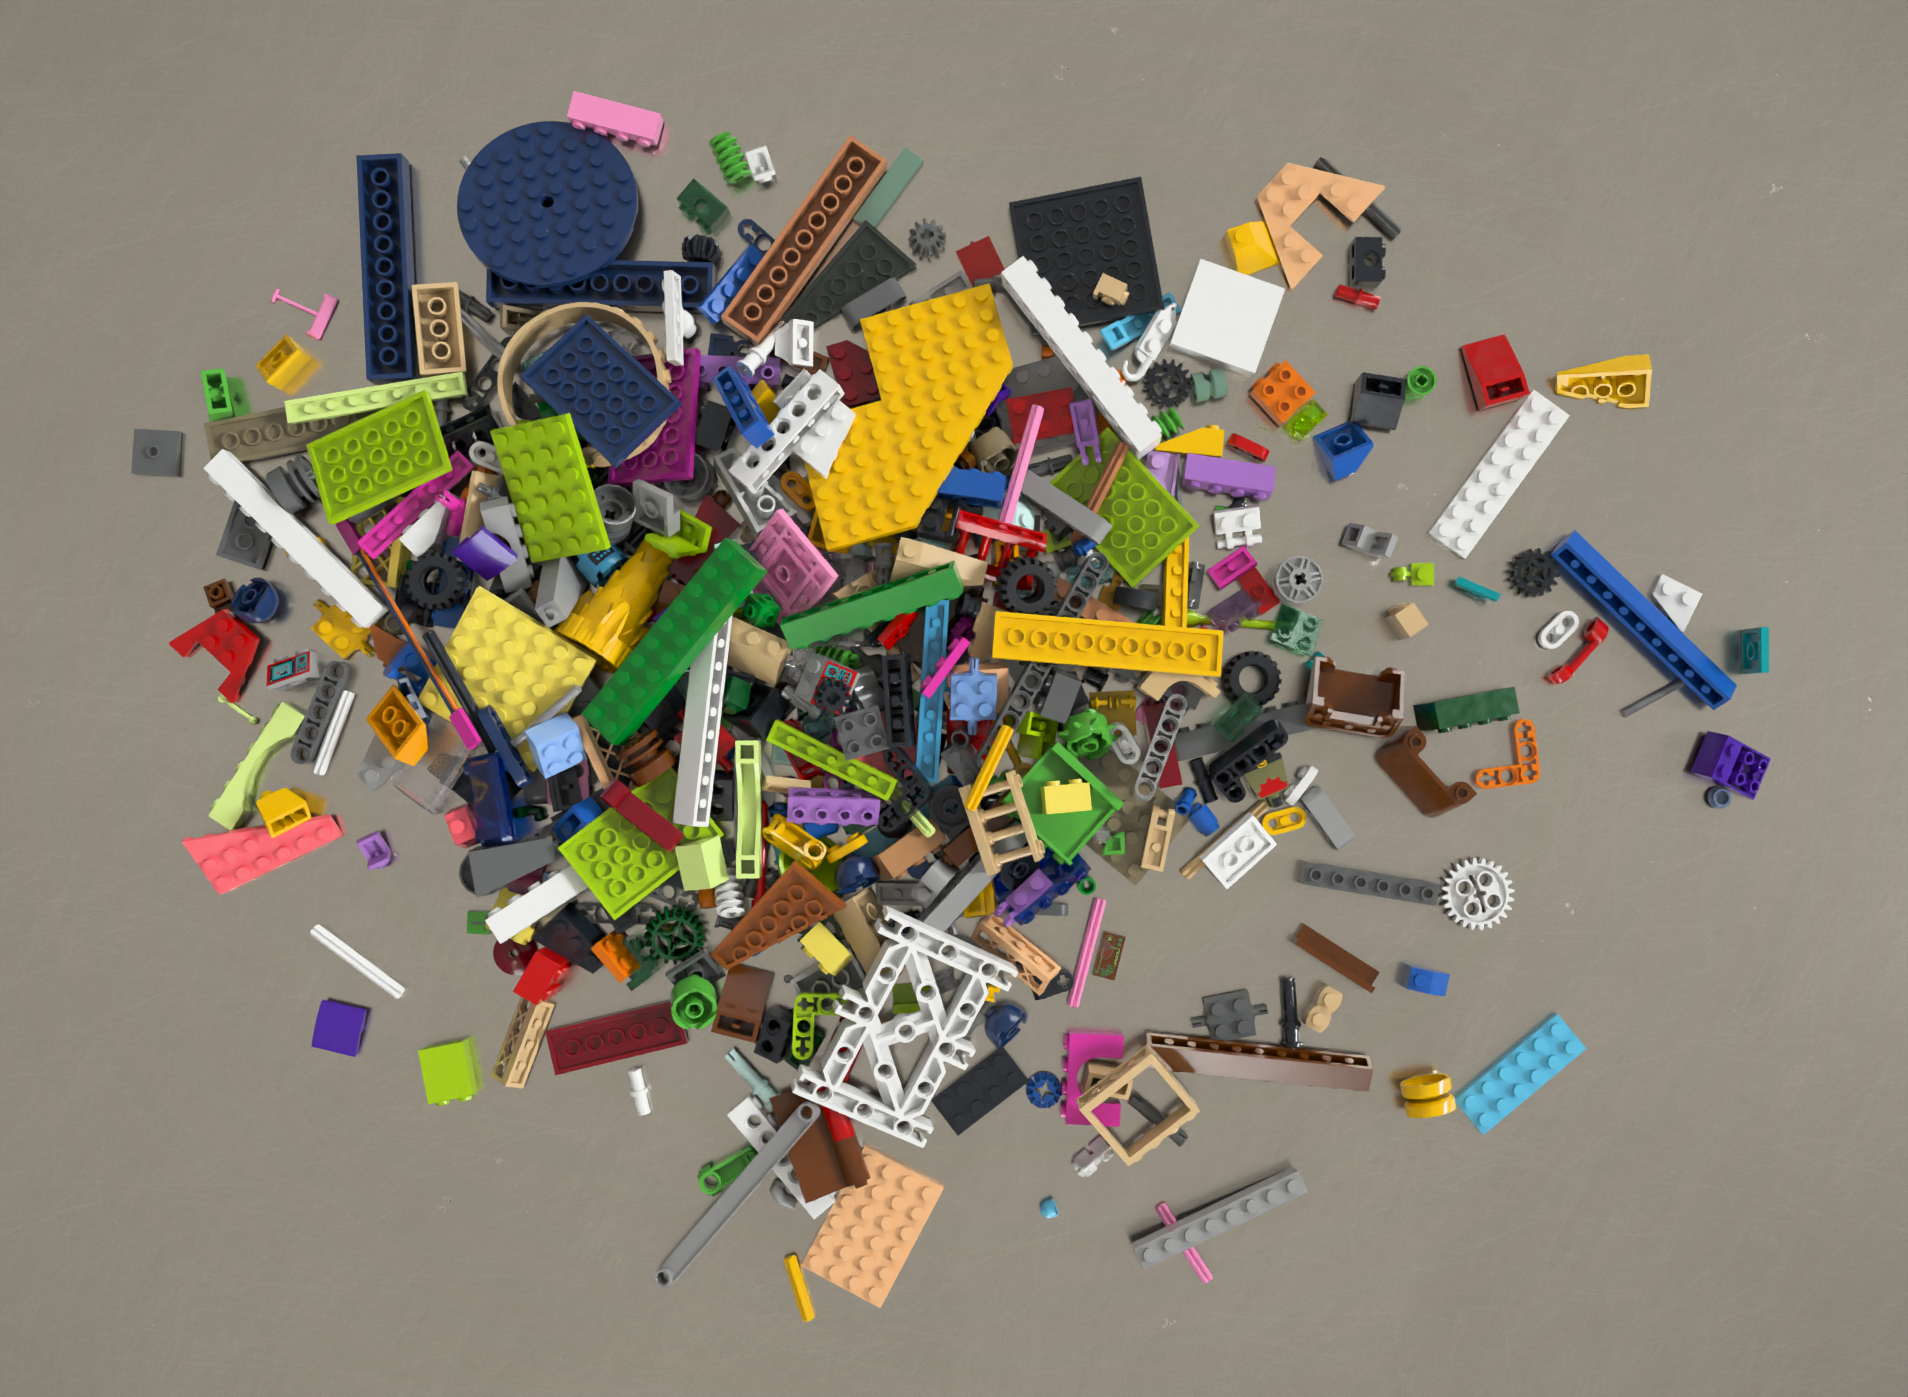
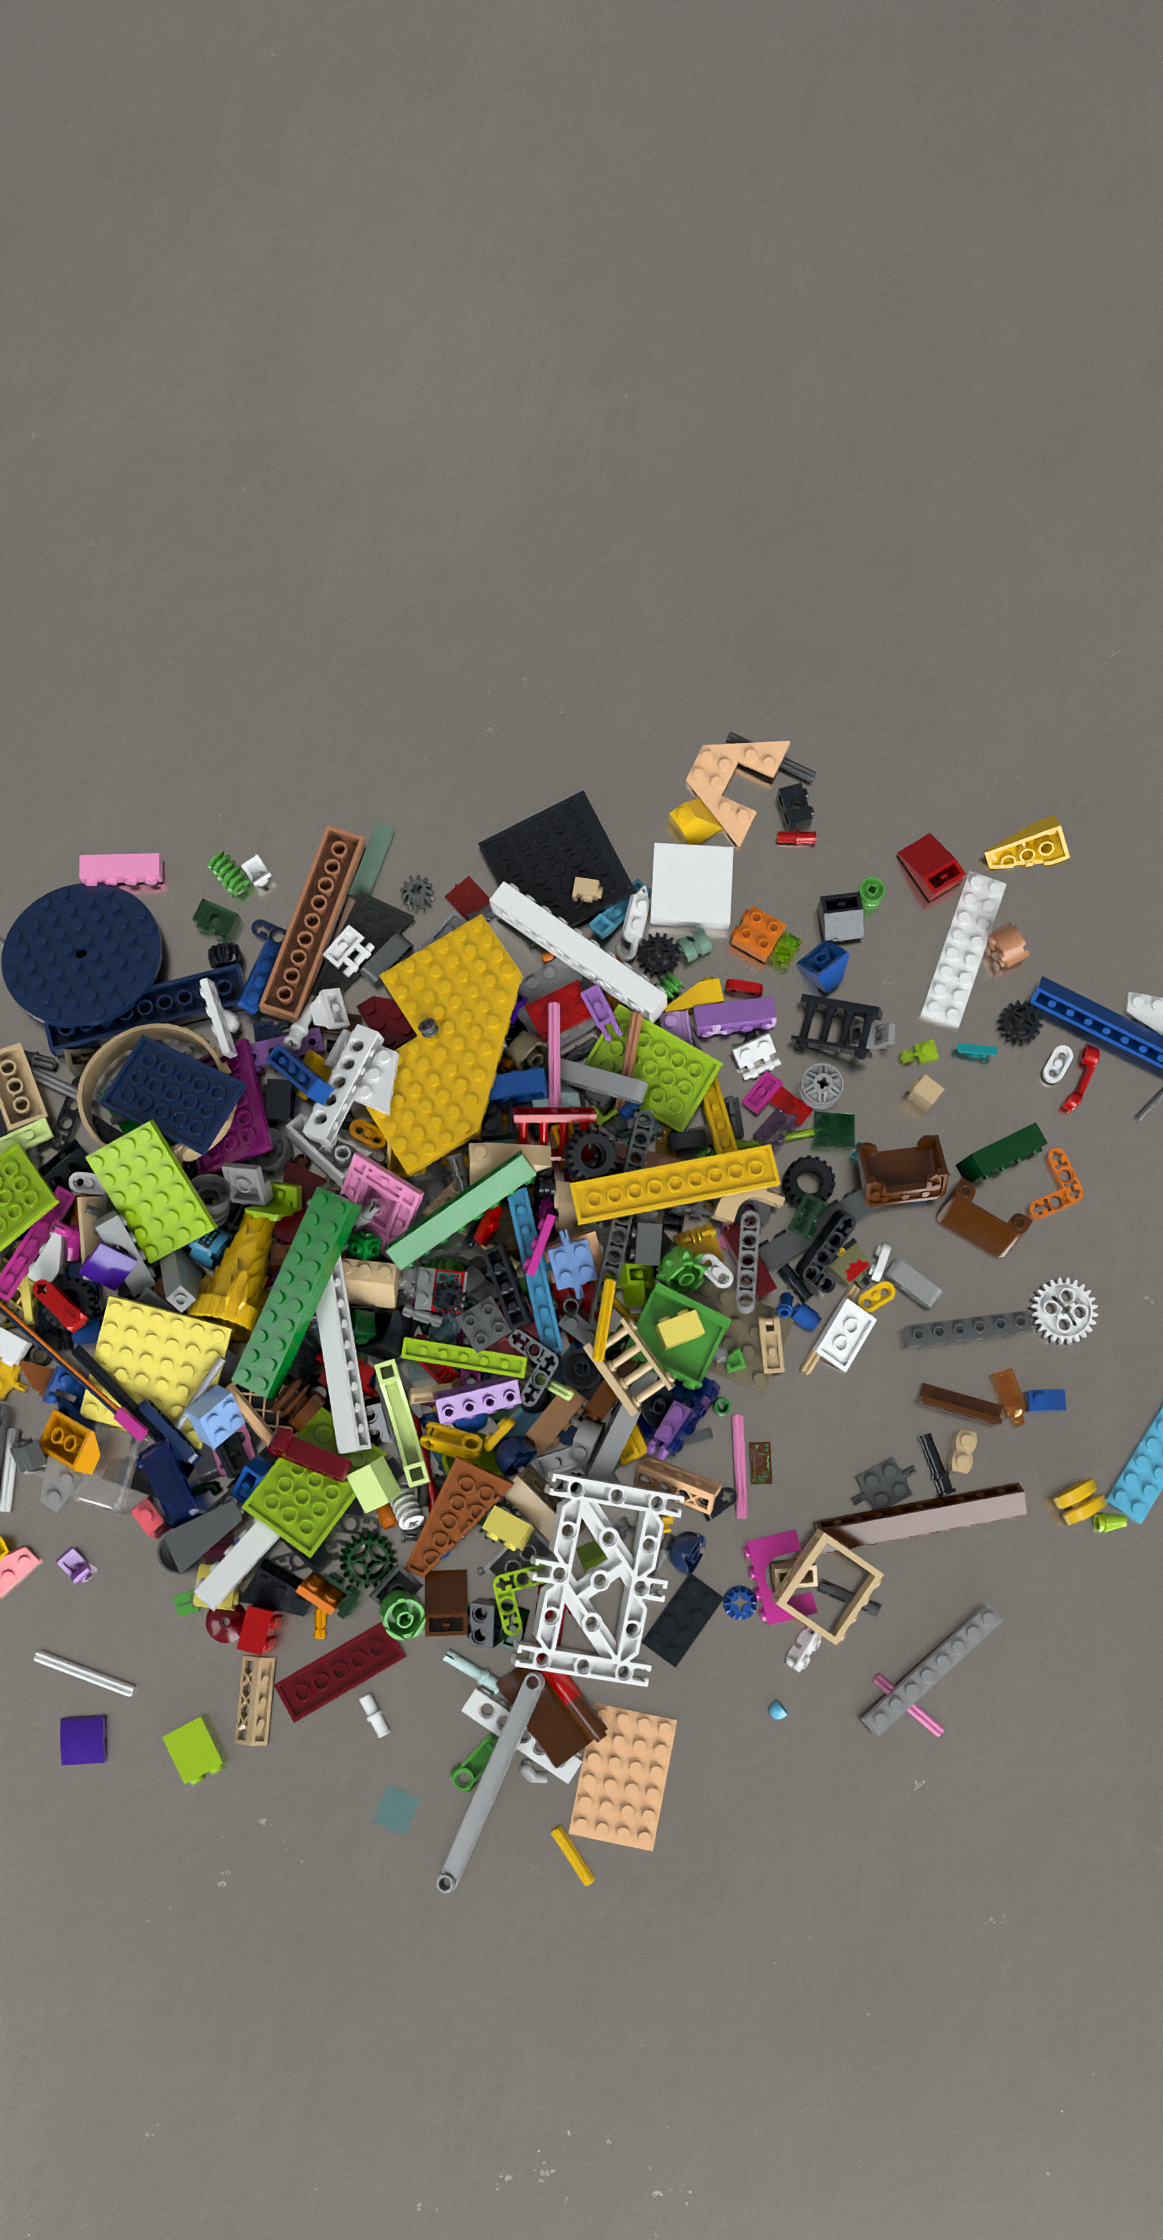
camera: 15 degrees left, 10 degrees down
(354, 725) = (28, 1454): none -> dark grey brick
(423, 582) = (60, 1305): none -> red piece
(609, 983) = (320, 1623): none -> light orange axle
(635, 1190) = (396, 1810): none -> clear light blue piece
(773, 578) = (367, 1214): none -> light grey pin
(829, 278) = (344, 946): none -> white plate
(895, 395) = (428, 1028): none -> dark grey bush
(1335, 498) = (831, 1007): none -> black fence
(1391, 964) = (1010, 1395): none -> clear orange hinge
(1451, 1124) = (1107, 1521): none -> lime cone
(1548, 485) = (1008, 945): none -> nougat brick

